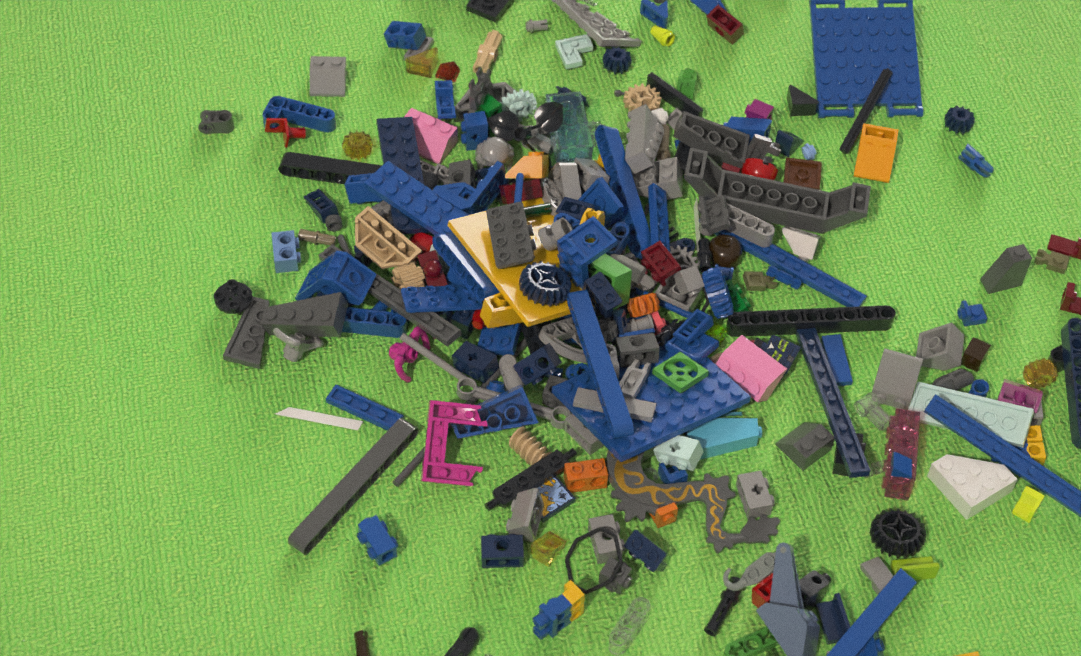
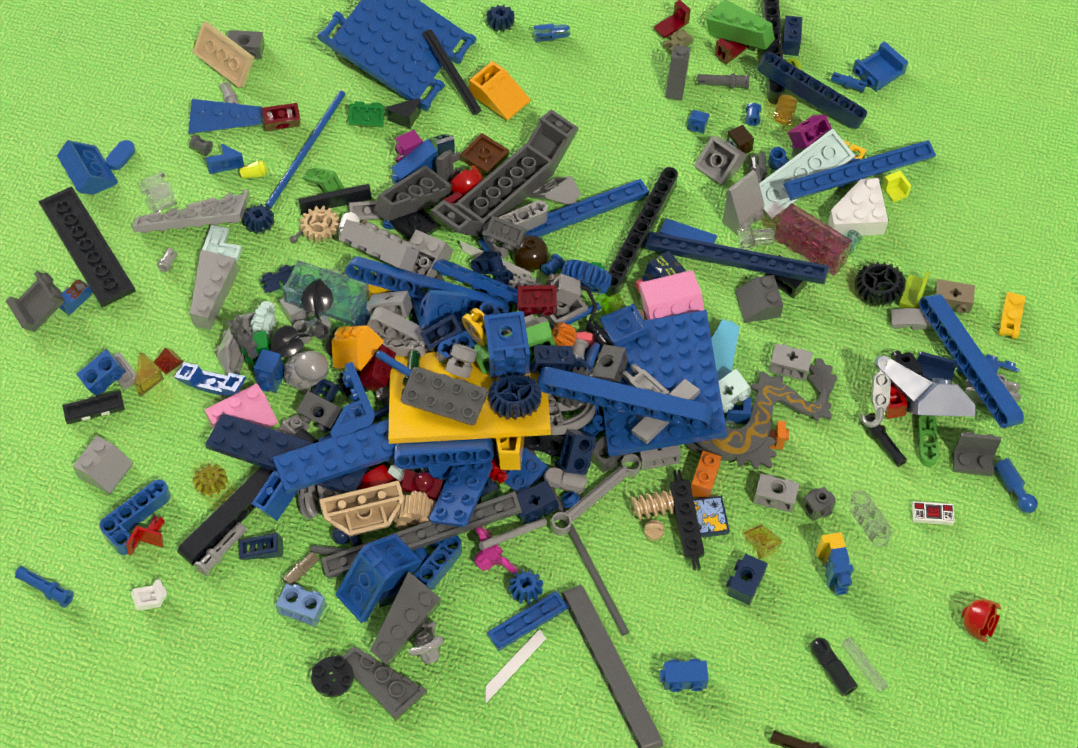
camera: 60 degrees left, 5 degrees up
(207, 99) = (50, 589): none -> blue pin
(217, 121) = (86, 598): dark grey piece -> none
(235, 157) = (149, 596): none -> white bracket
(301, 180) = (214, 555): none -> light grey pin
(333, 222) = (293, 545): dark grey axle -> none
(375, 48) = (93, 407): none -> black plate
(393, 391) = (533, 587): none -> blue gear
(433, 465) = (595, 555): dark pink wedge -> none
(488, 51) = (173, 316): tan piece -> none
(501, 412) = (607, 513): blue wedge -> none
(508, 462) = (654, 530): none -> tan tile
(526, 514) = (726, 540): light grey slope -> none
(528, 62) = (211, 287): none -> light grey wedge
(616, 568) = (808, 485): black piece -> none
(644, 549) = (809, 467): dark blue bracket -> none
(684, 381) = (650, 337): bright green piece -> none
(687, 225) = (488, 263): none -> dark blue piece
(697, 316) = (605, 301): blue slope -> none
(704, 254) = (532, 267): black pin -> none
(712, 58) = (281, 186): none -> blue piece
(757, 282) = (576, 246): olive plate -> none
(775, 78) = (366, 115): none -> green bracket
(784, 277) = (585, 224): blue axle -> none
(808, 151) = (463, 136): light blue plate -> none
(901, 466) = (838, 243): blue slope -> none
(930, 491) = (855, 237): none -> clear light blue bush
(933, 604) = (958, 295): none -> dark tan brick
(1016, 352) = (753, 111): none -> blue bush
(1040, 319) = (724, 80): none -> dark grey pin

